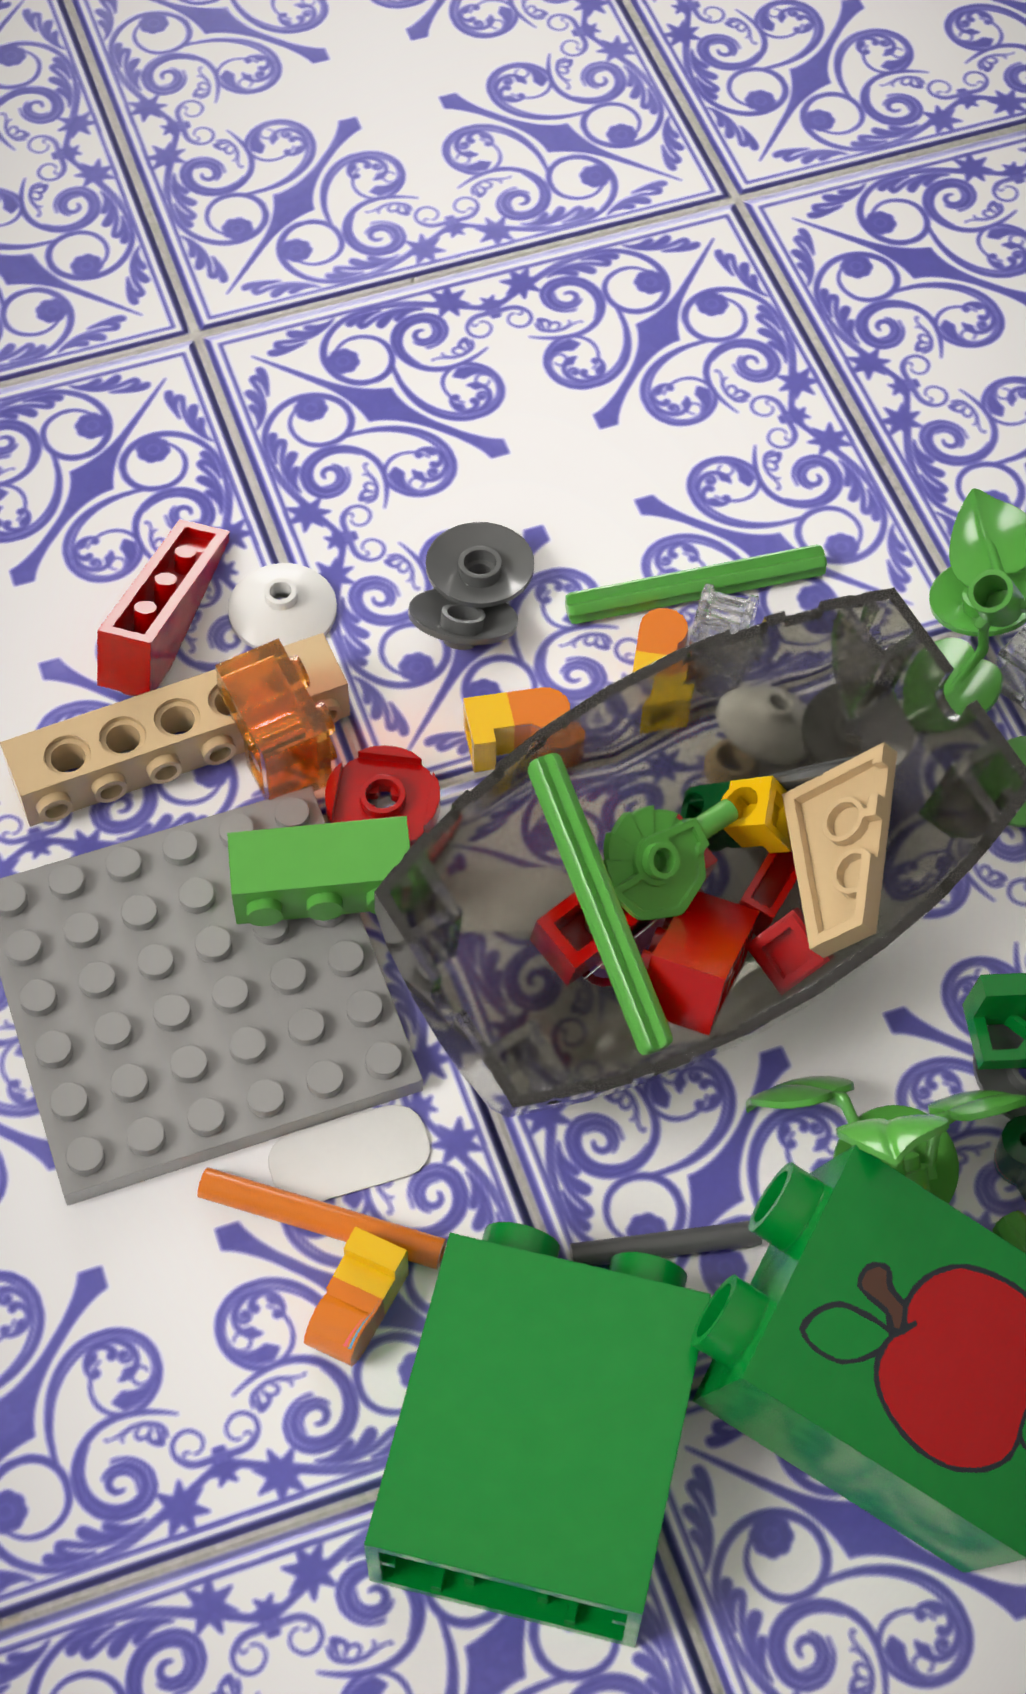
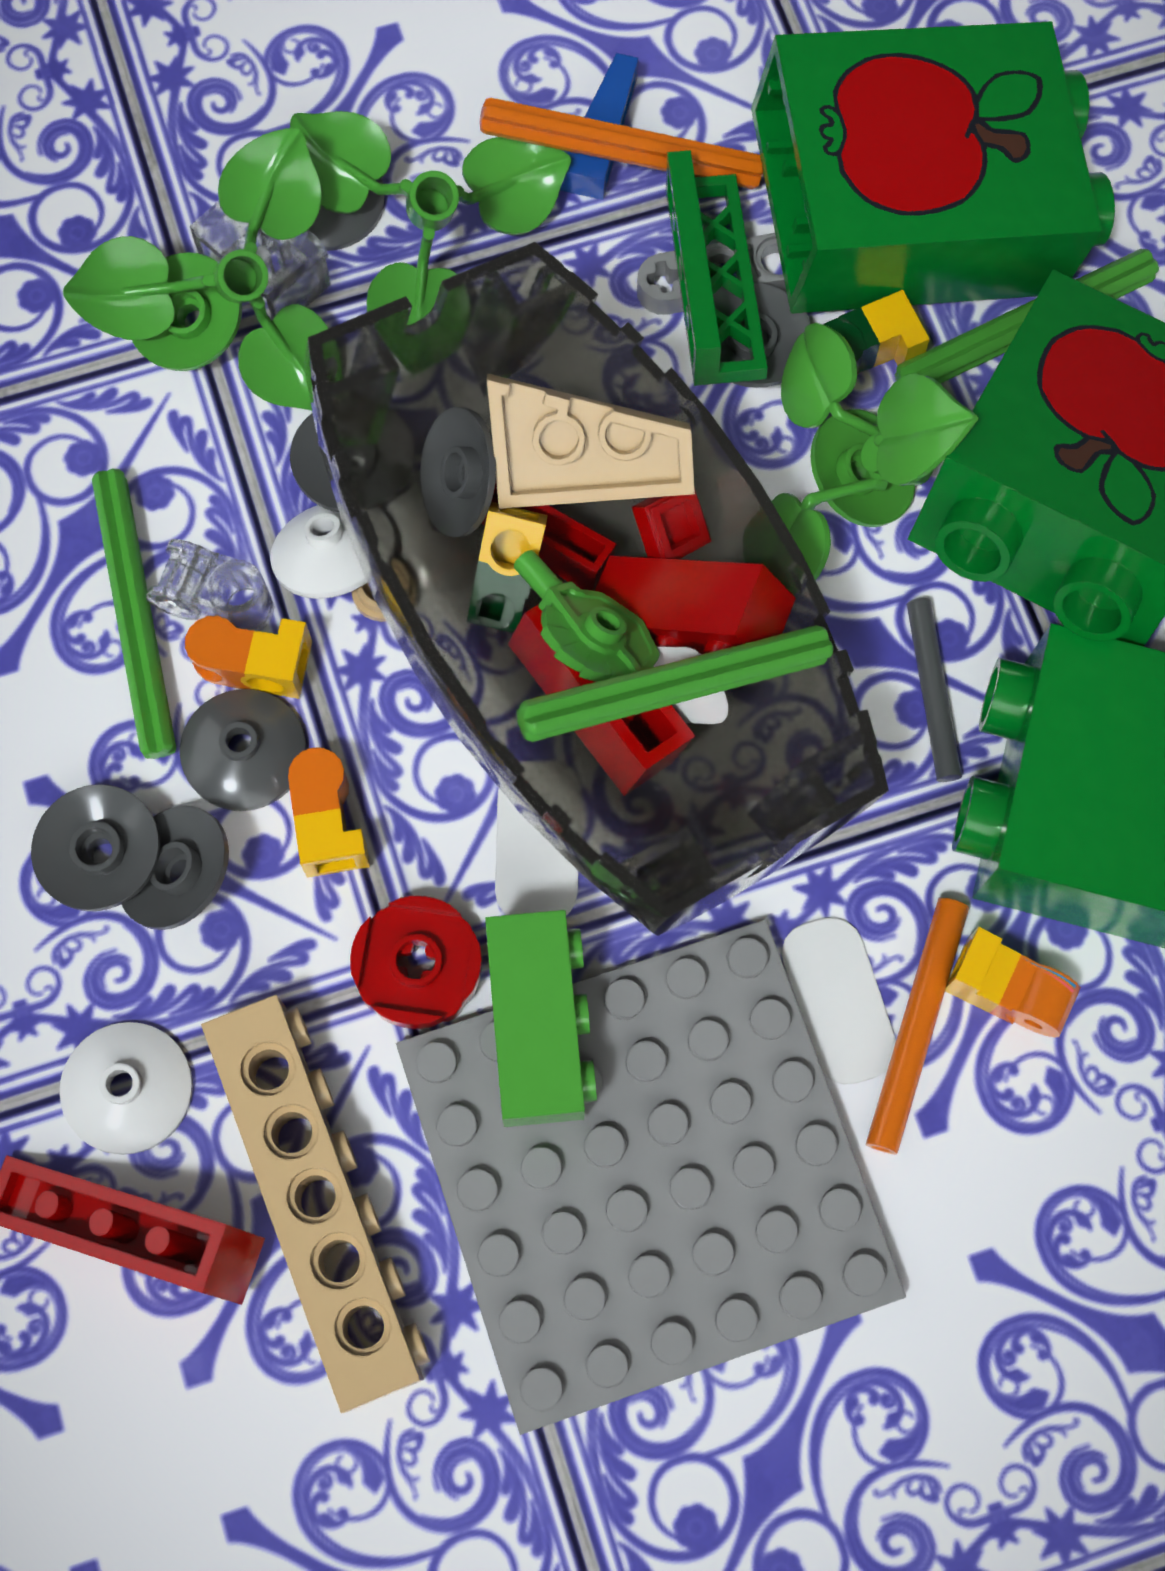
camera: 90 degrees left, 15 degrees up
(279, 722) = (336, 1070): clear orange brick -> none
(552, 657) = (247, 777): none -> dark grey dish

